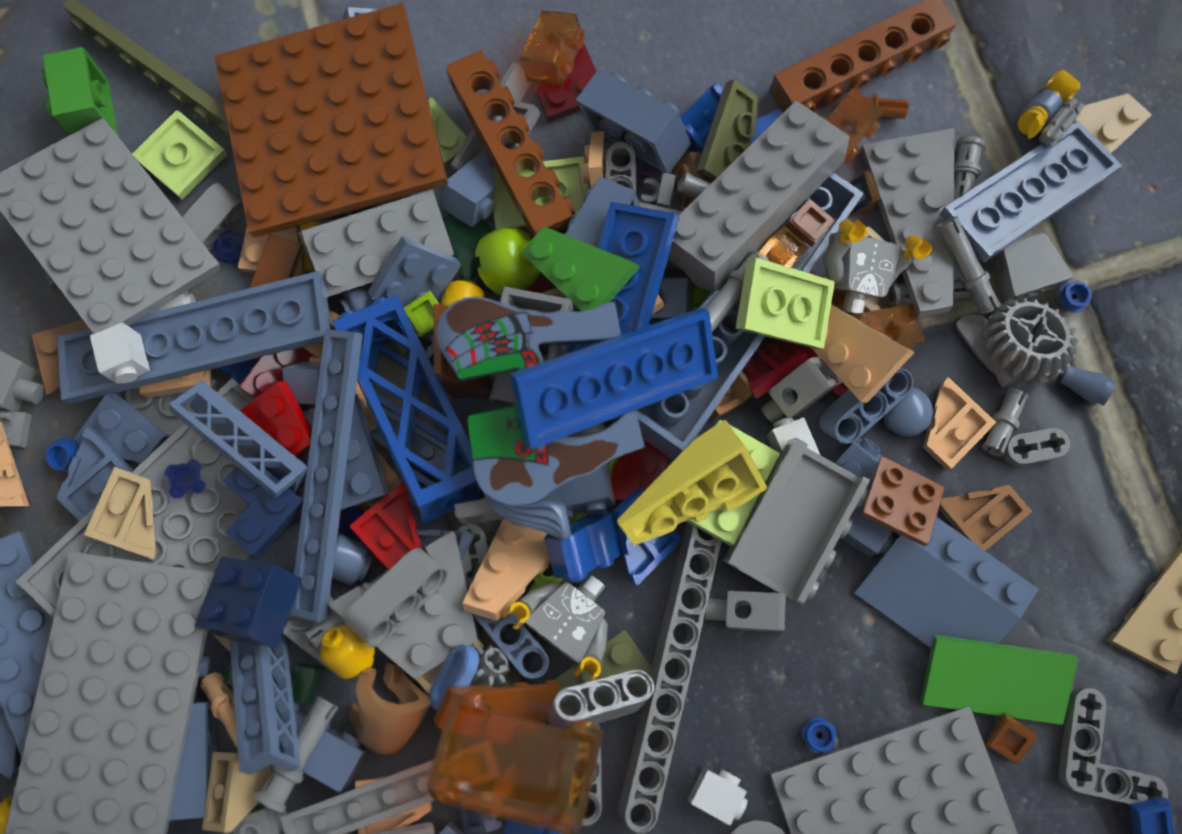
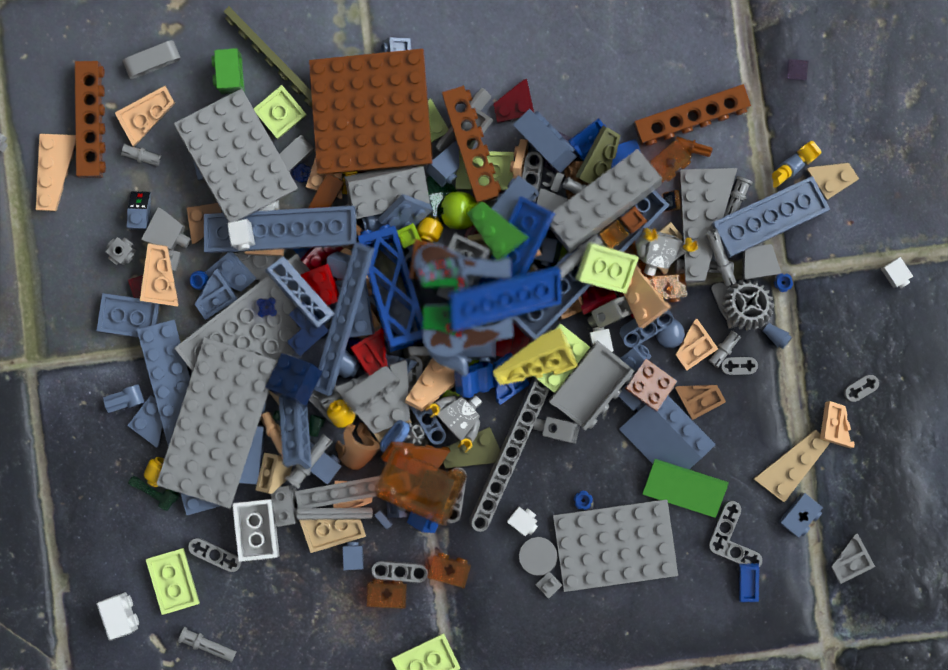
camera: 20 degrees right, 10 degrees up
(125, 514) = (234, 322): tan wing -> none
(552, 47) = (506, 81): clear orange brick -> none
(612, 689) = (475, 456): light grey beam -> none
(1011, 738) = (685, 519): dark orange tile -> none
(1061, 122) = (799, 177): light grey axle -> none

